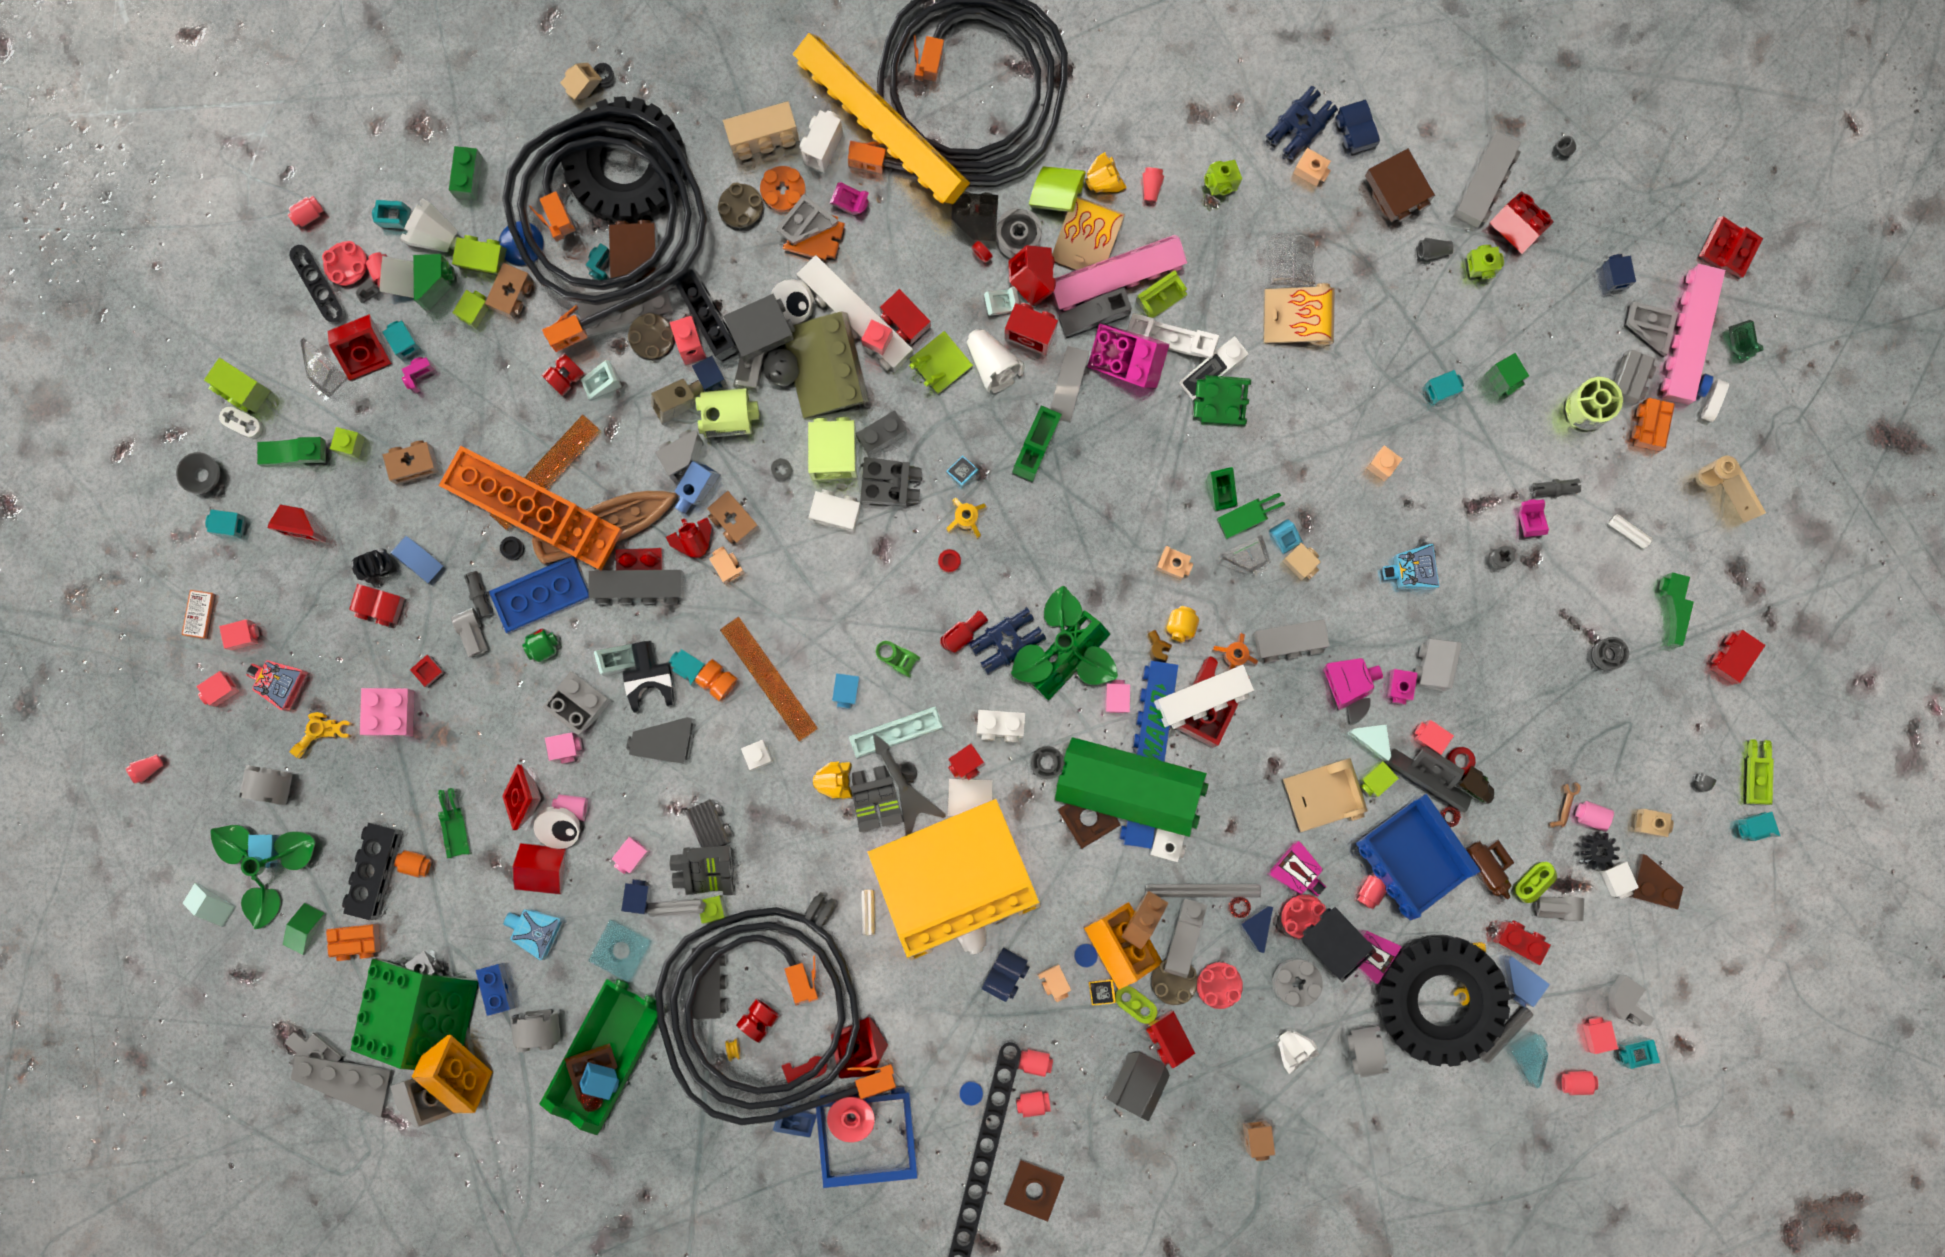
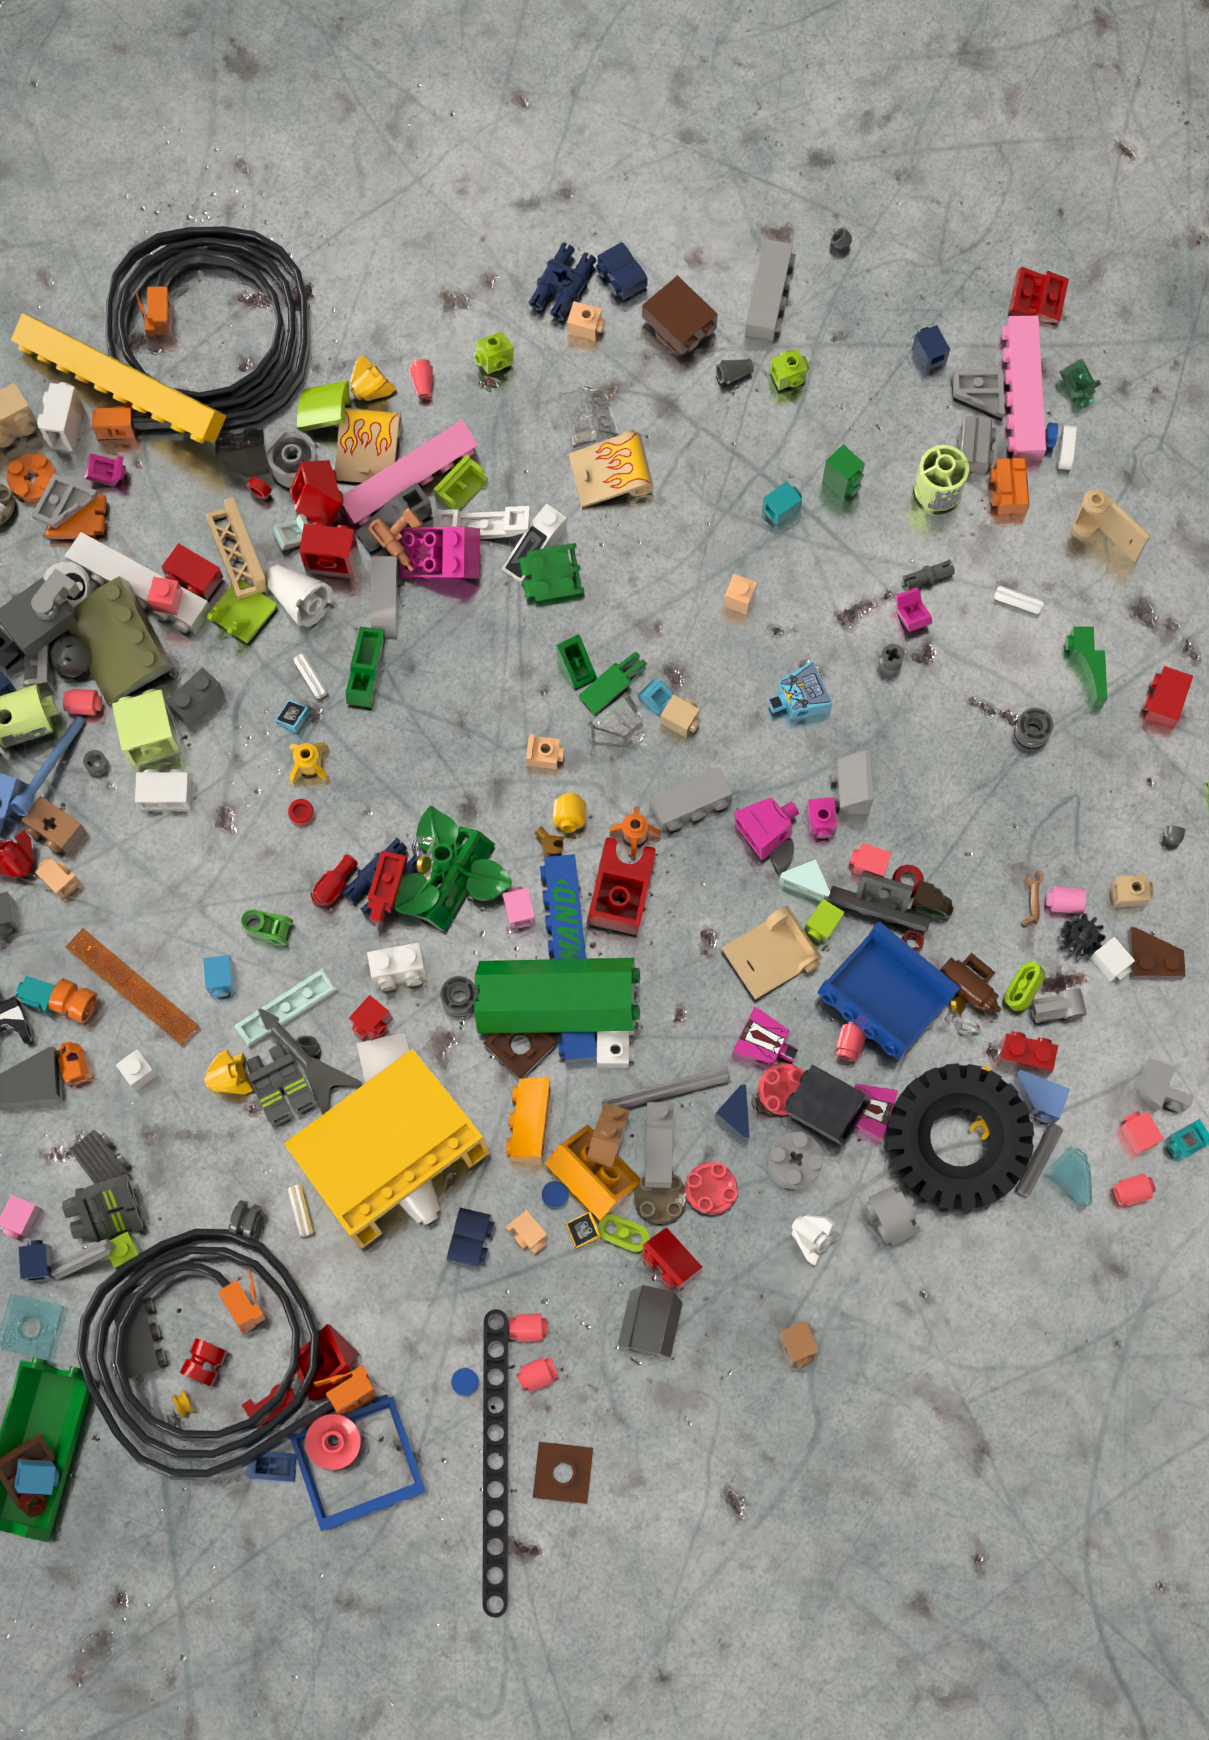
camera: 15 degrees left, 10 degrees down
(704, 733) = (73, 1063): none -> orange rock
(712, 493) = (23, 802): none -> medium blue piece
(778, 314) = (52, 594): none -> light grey leg
(782, 411) = (82, 702): none -> coral brick
(892, 483) = (214, 746): dark grey hips -> none
(957, 304) = (245, 546): none -> tan fence
(986, 439) = (310, 676): none -> white axle
(1008, 650) = (385, 885): none -> red hinge
(1048, 638) = (424, 862): none -> clear piece
(1080, 888) = (529, 1120): none -> light orange slope
(1087, 331) = (389, 537): none -> nougat piece
(1203, 696) = (609, 876): white brick -> none
(1242, 914) = (705, 1092): clear red bush -> none
(1473, 884) = (958, 1006): none -> clear piece
(1522, 221) = (816, 321): slope -> none

